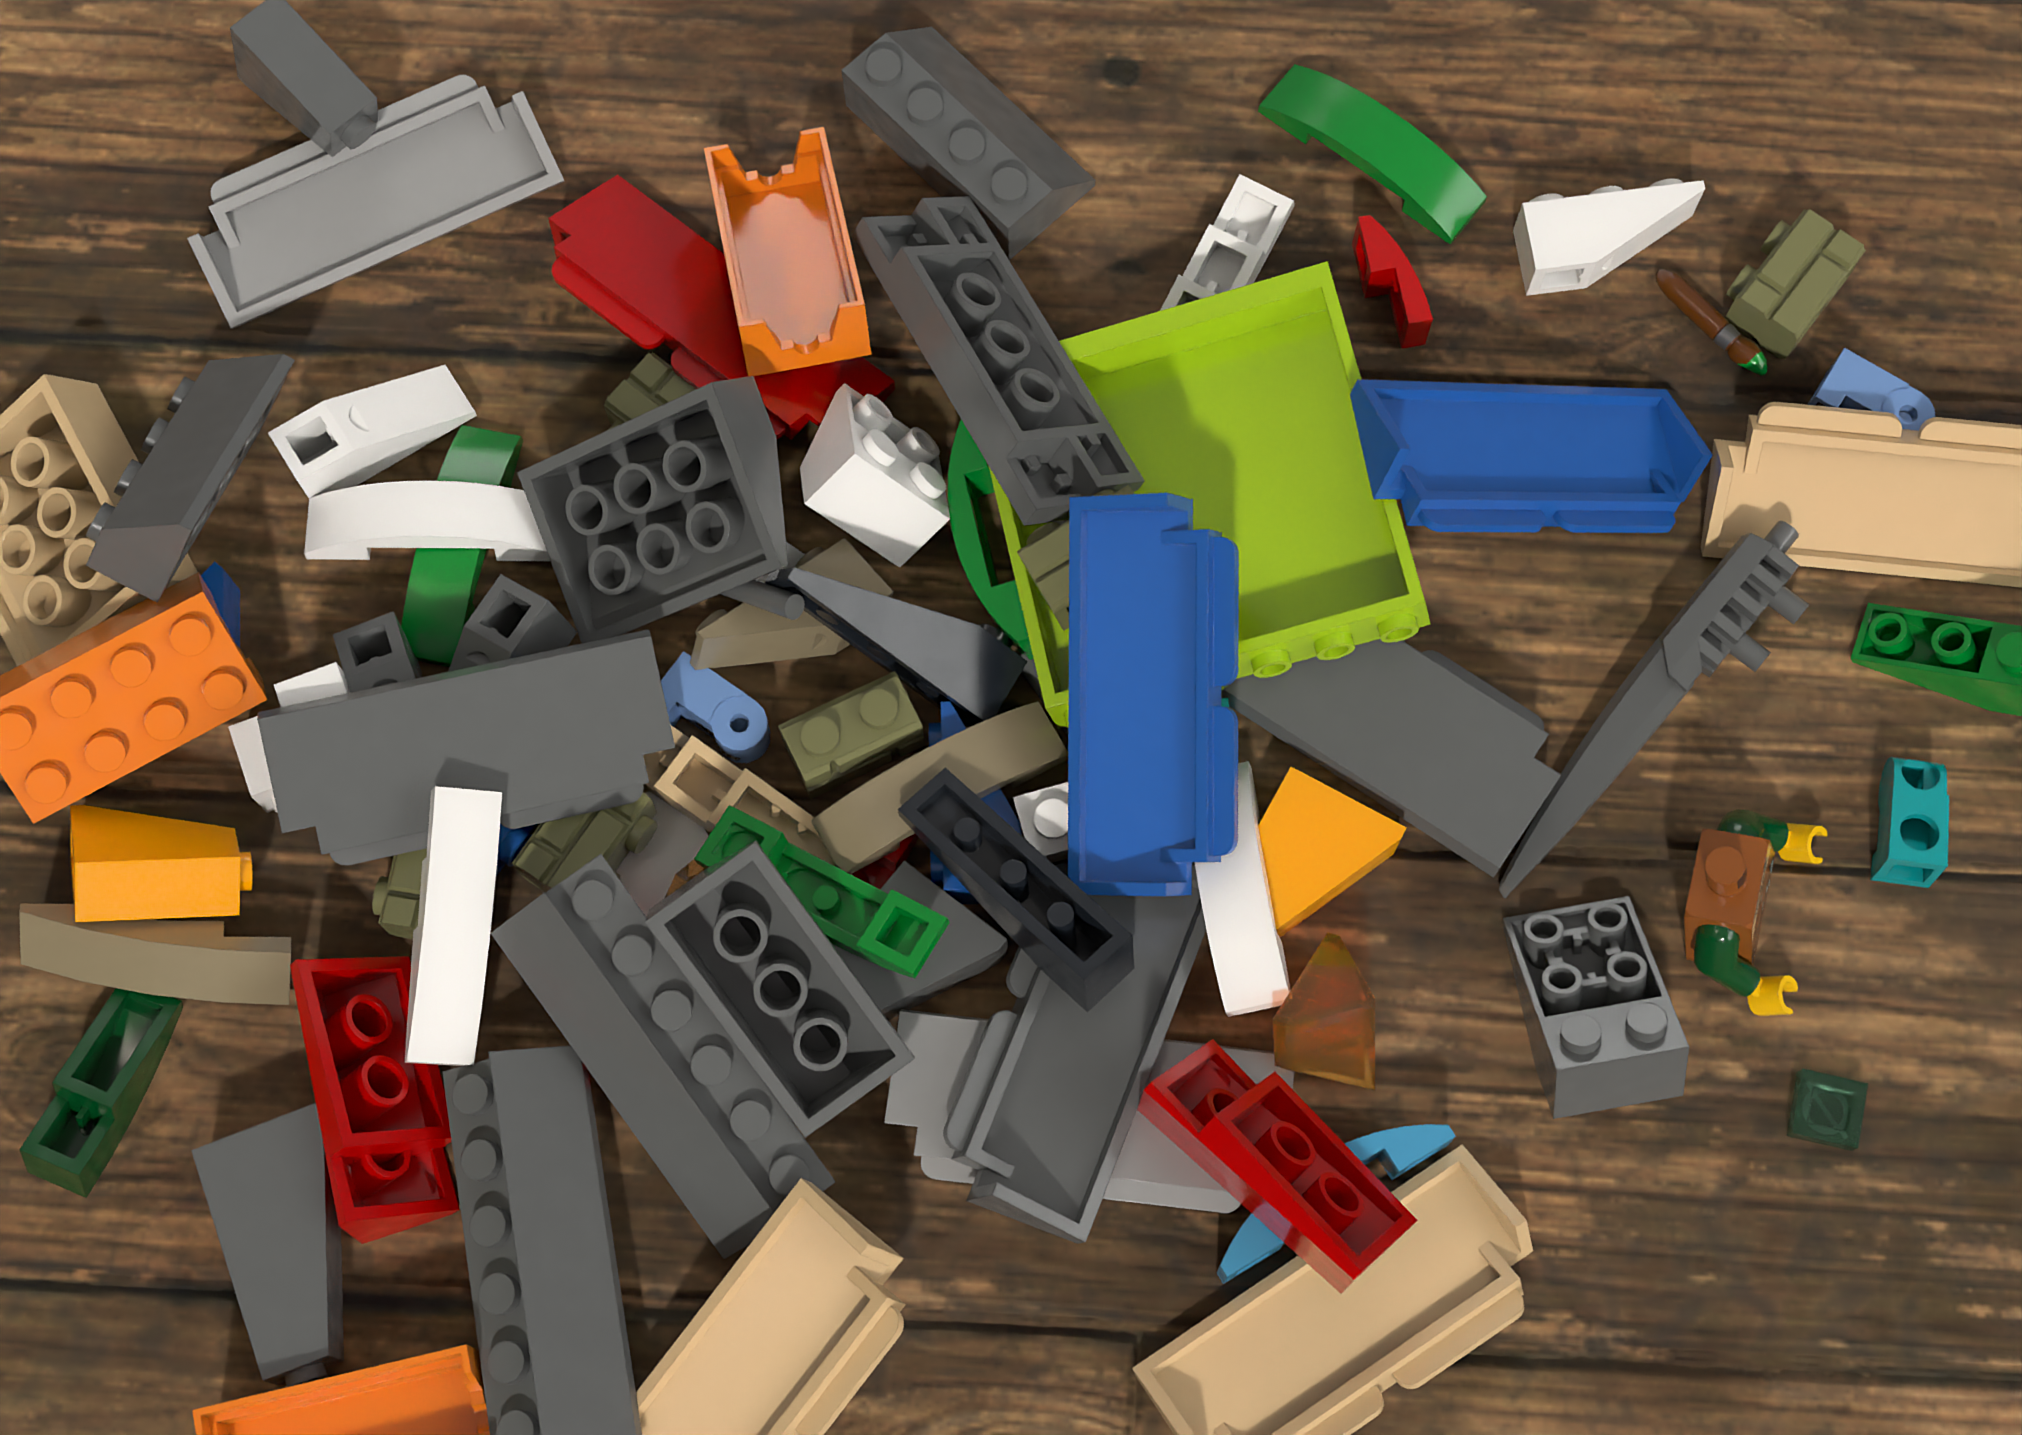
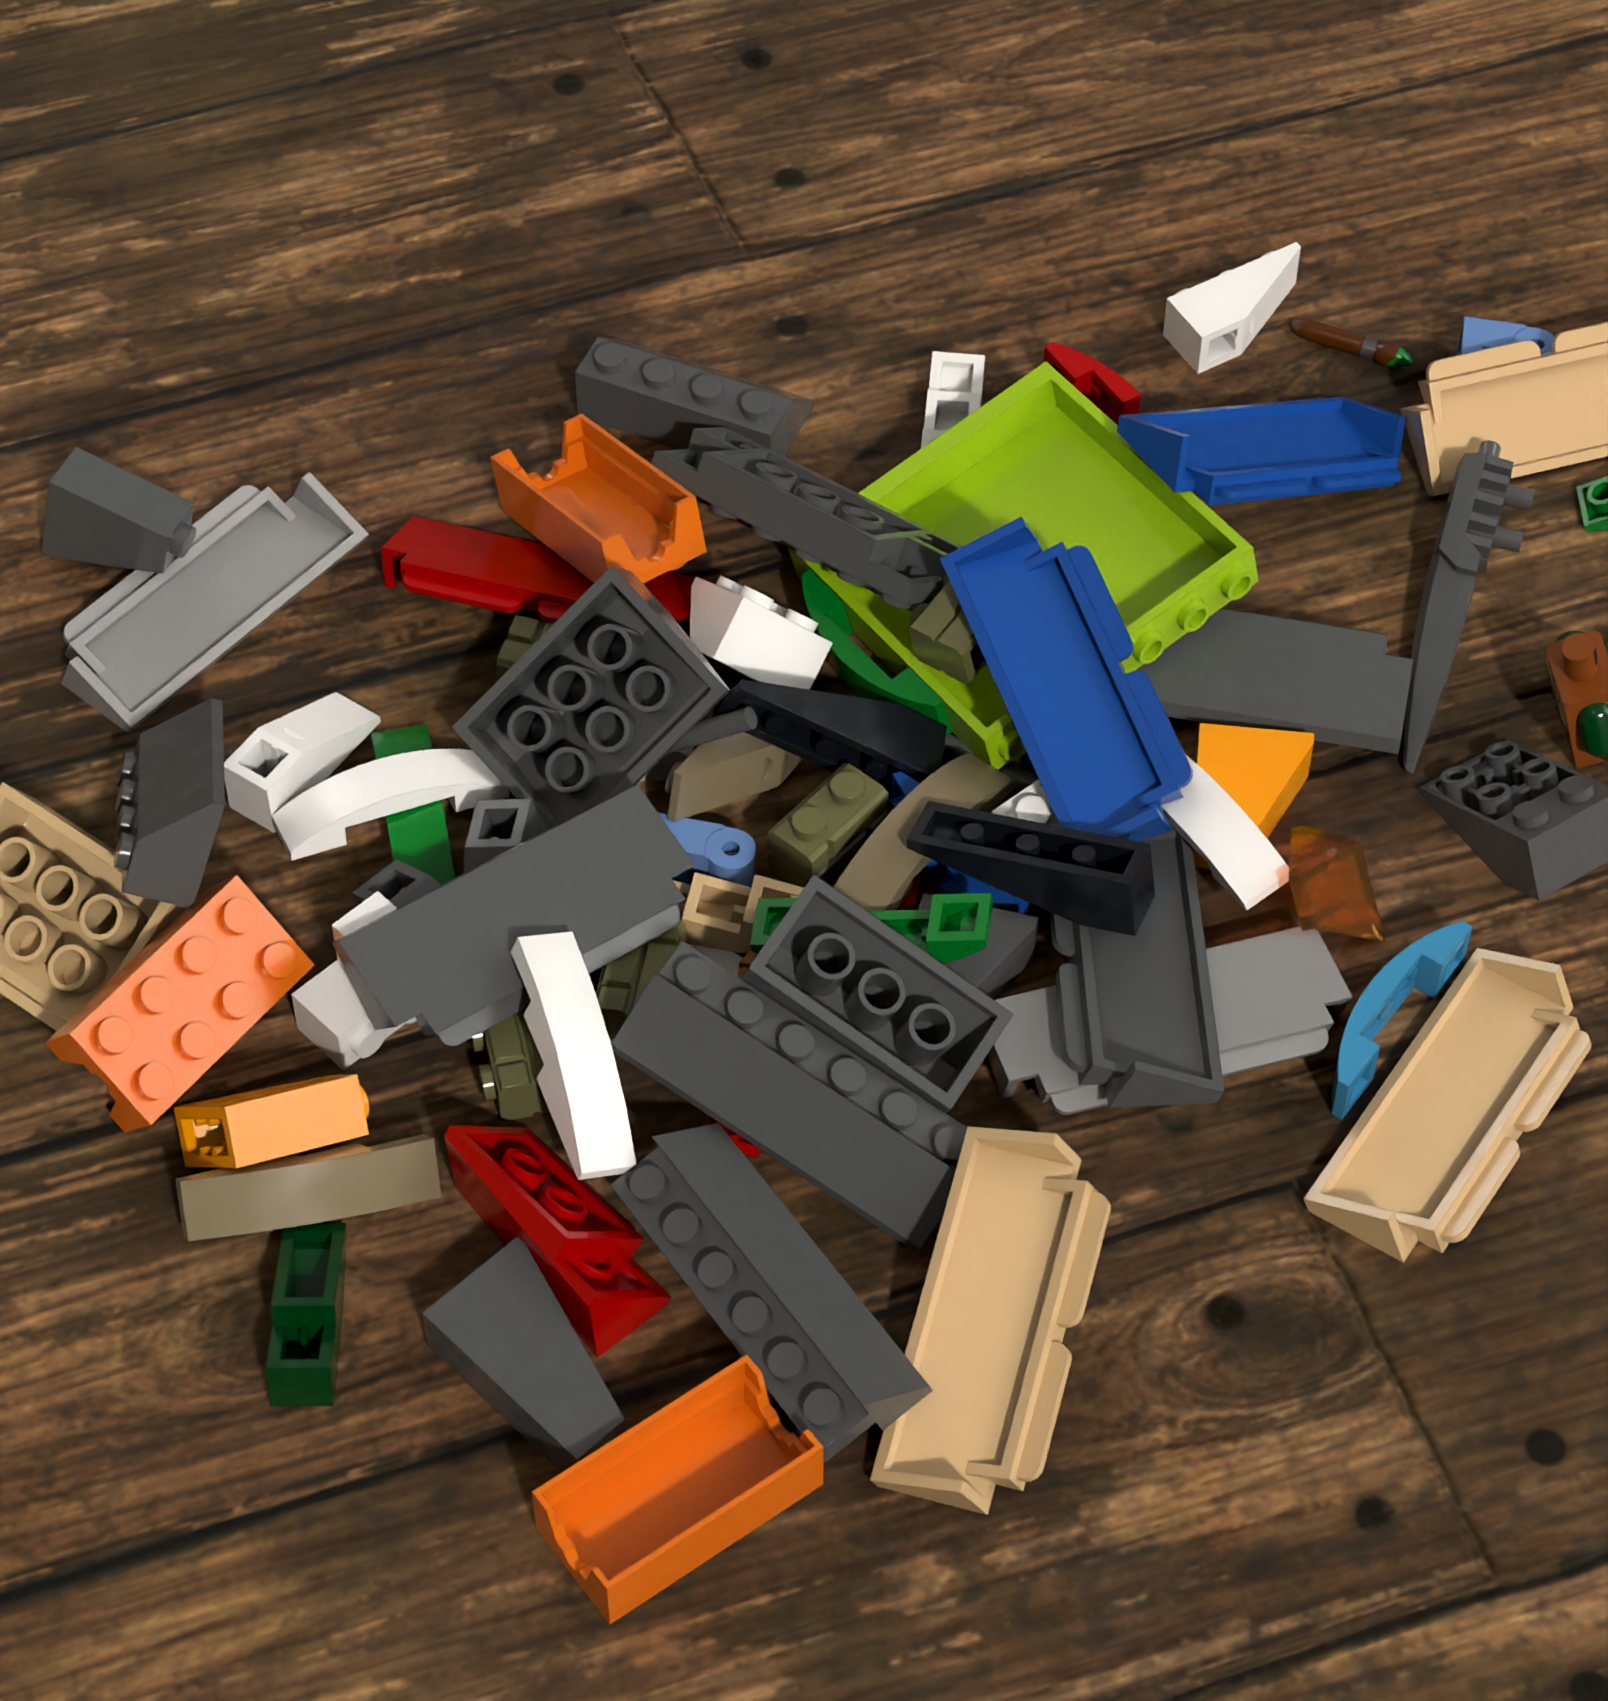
camera: 25 degrees left, 20 degrees down
(1277, 1162) = (1342, 989): red slope -> none
(1379, 144) = (1029, 301): green slope -> none
(1793, 283) = (1400, 292): olive brick -> none

